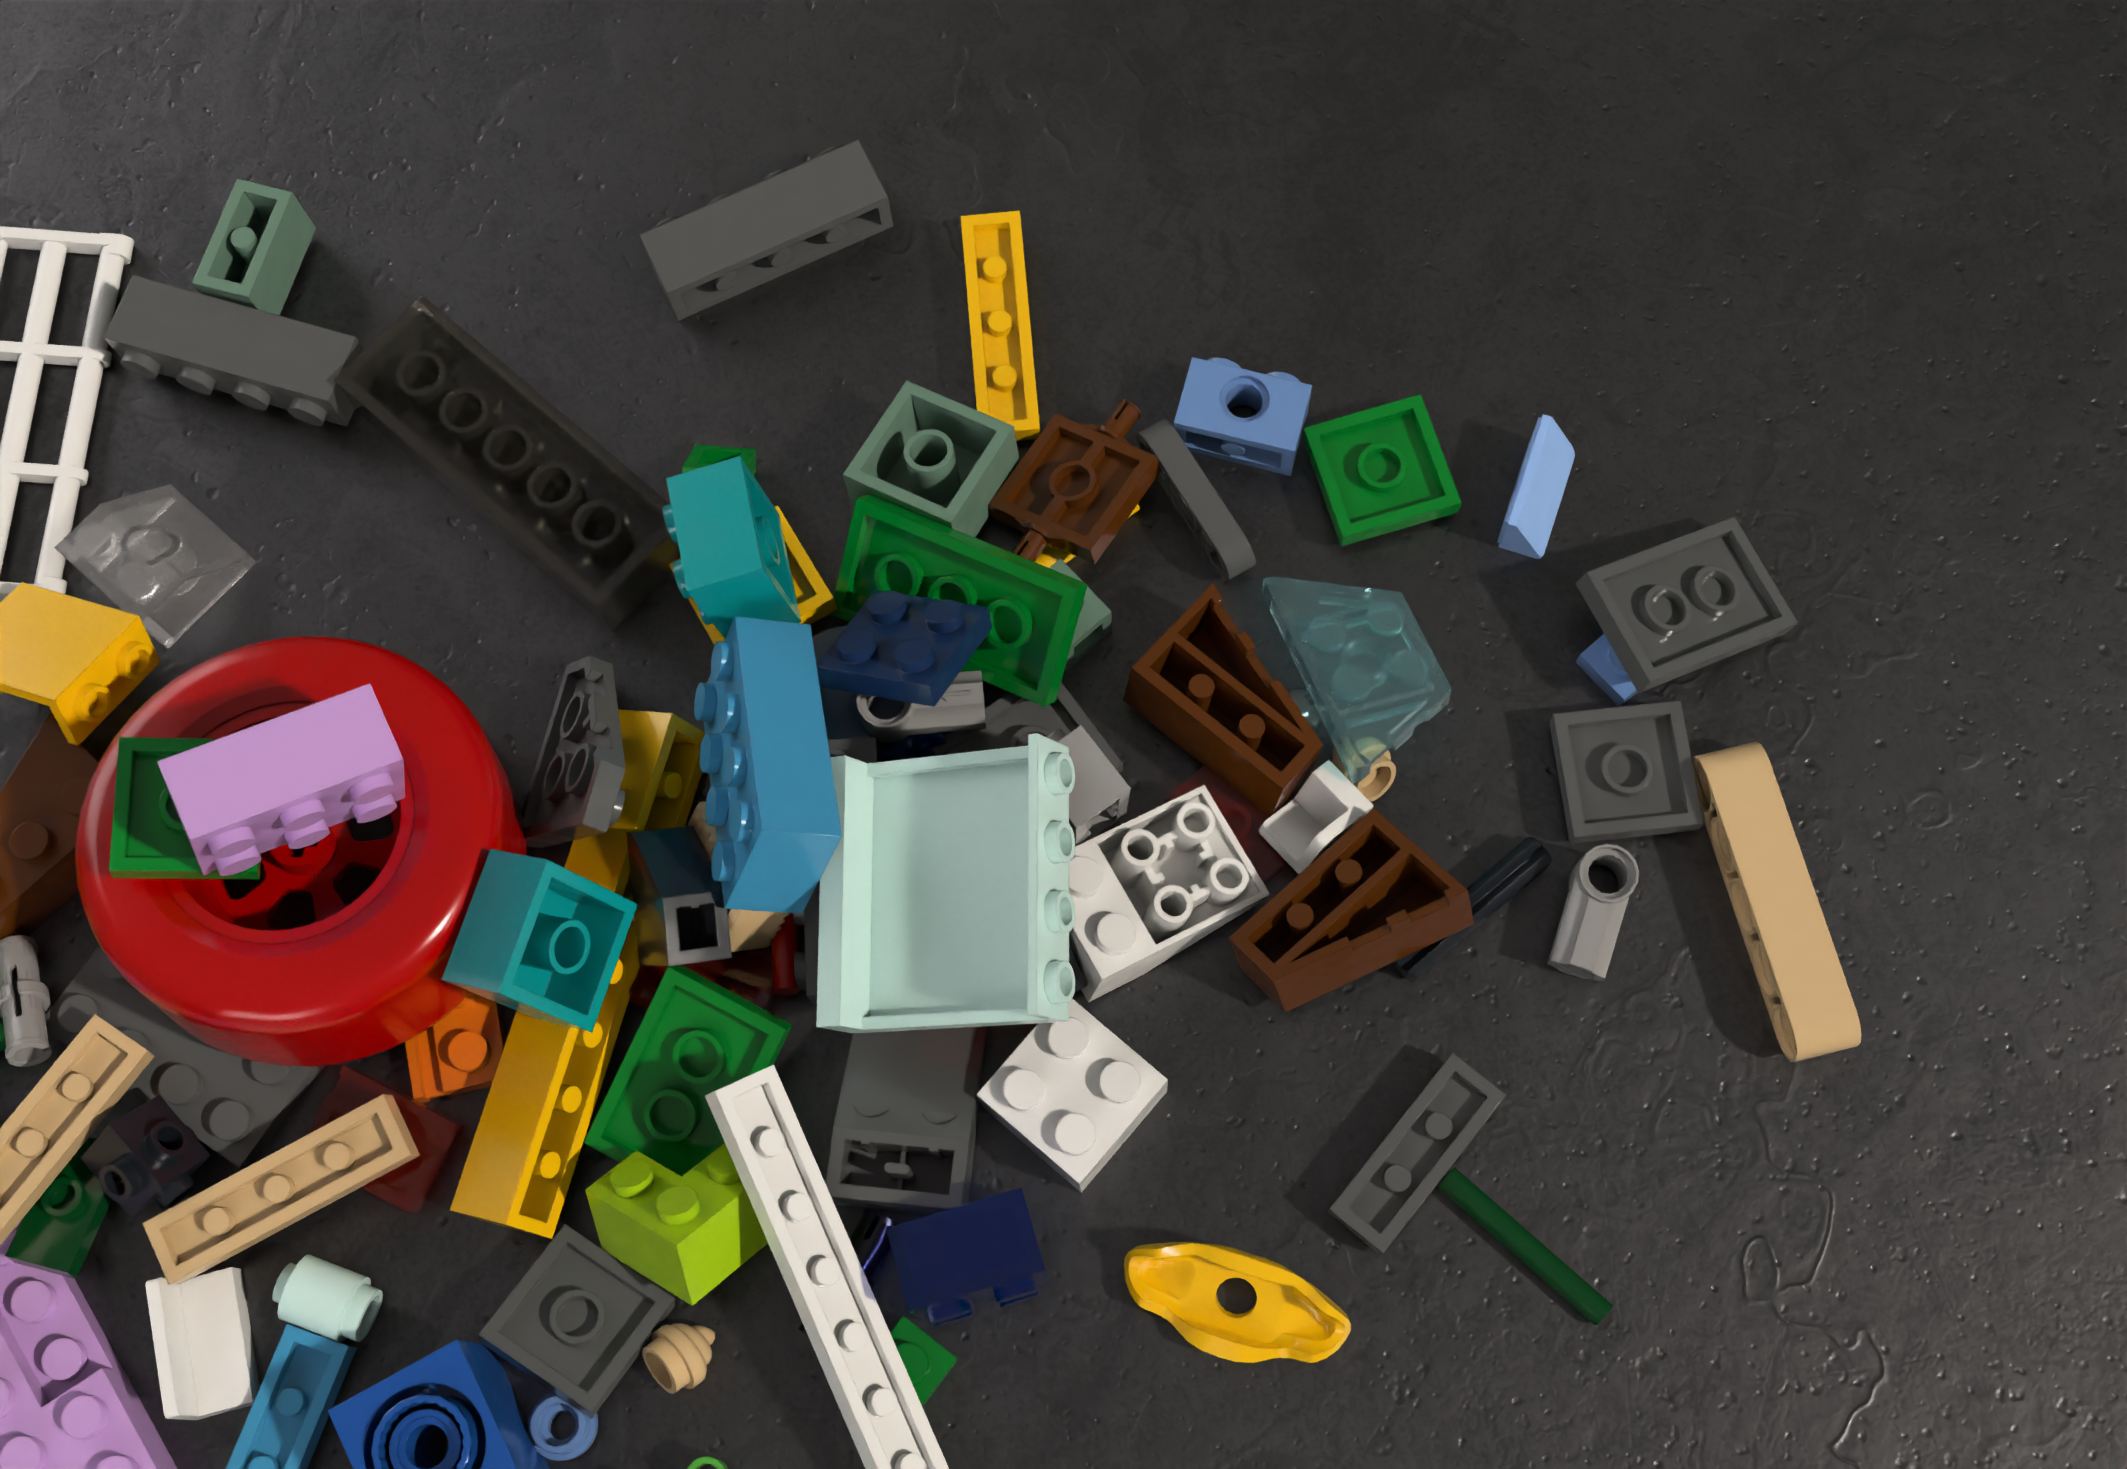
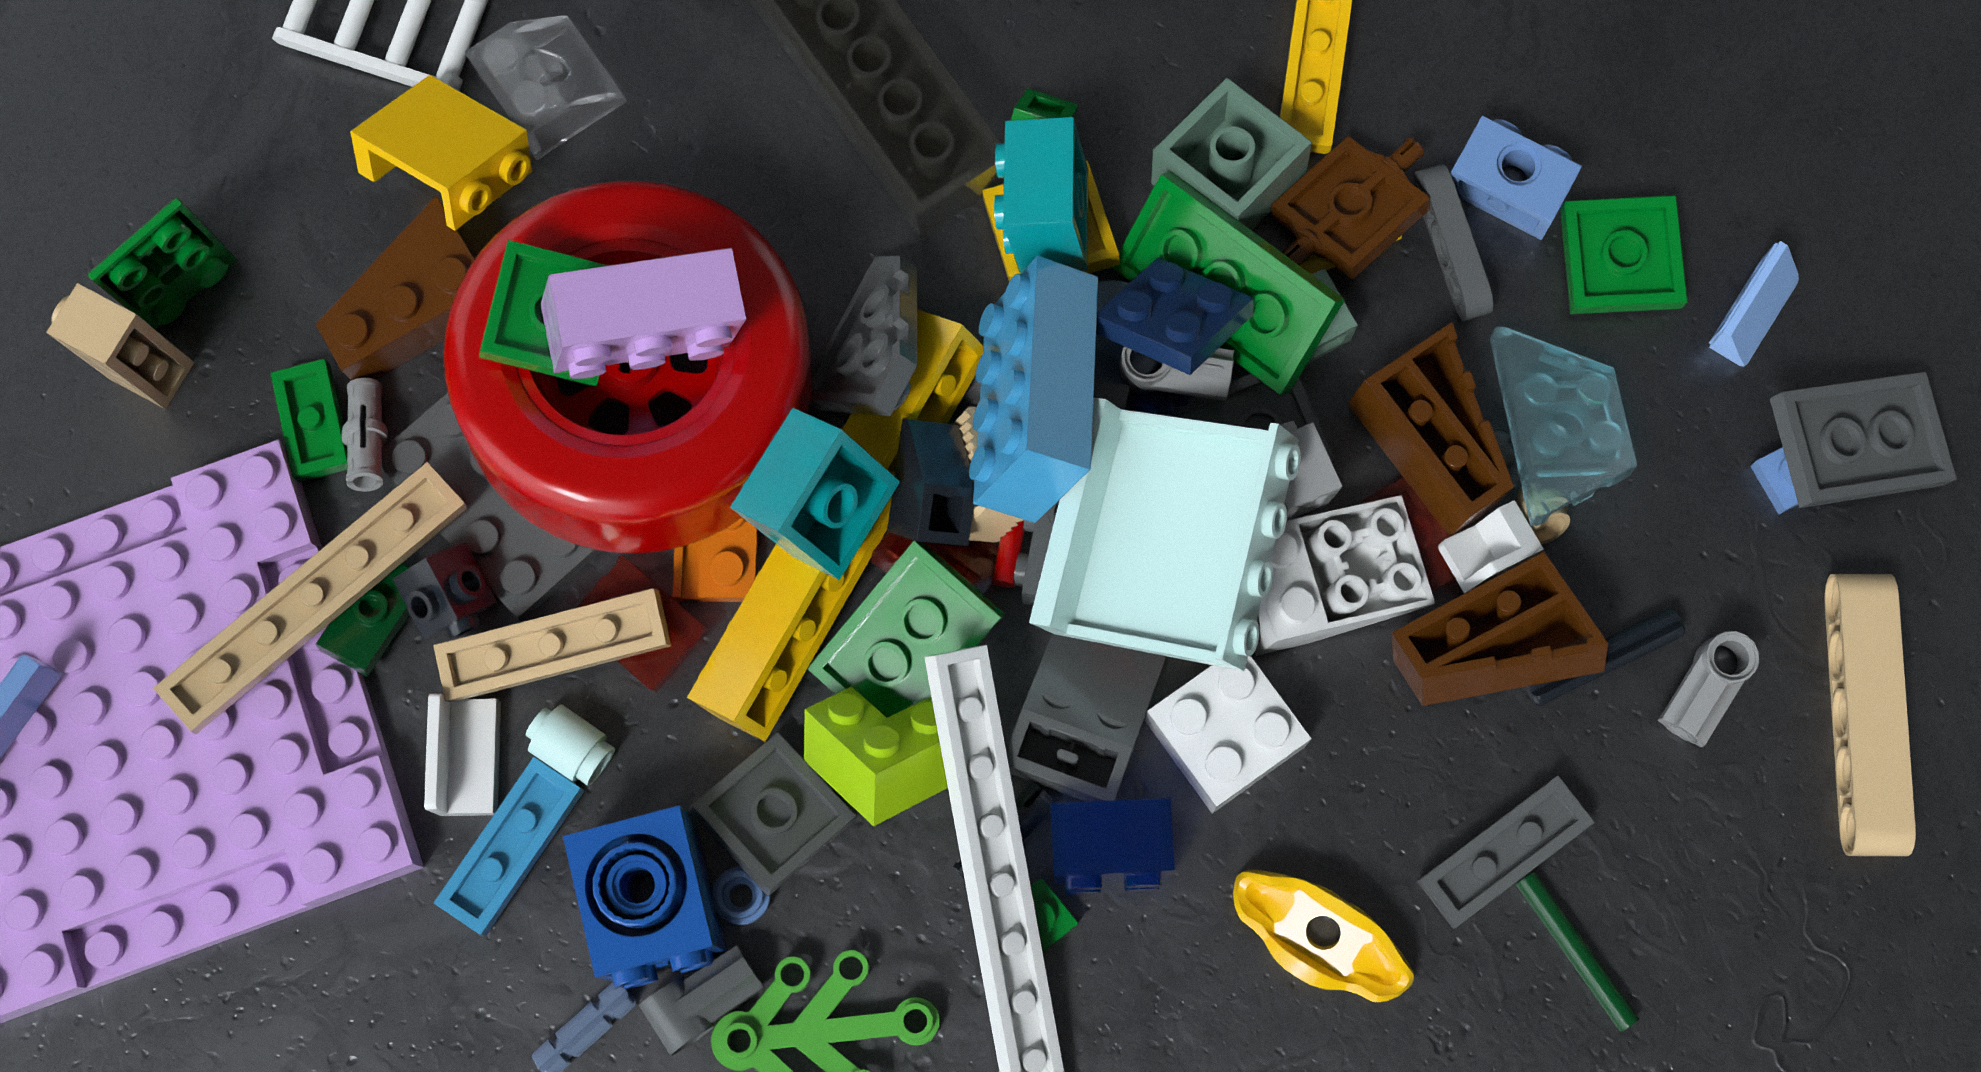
camera: 15 degrees right, 5 degrees up
(679, 1355) = (848, 863): tan plate -> none
(1625, 772) = (1769, 572): dark grey plate -> none

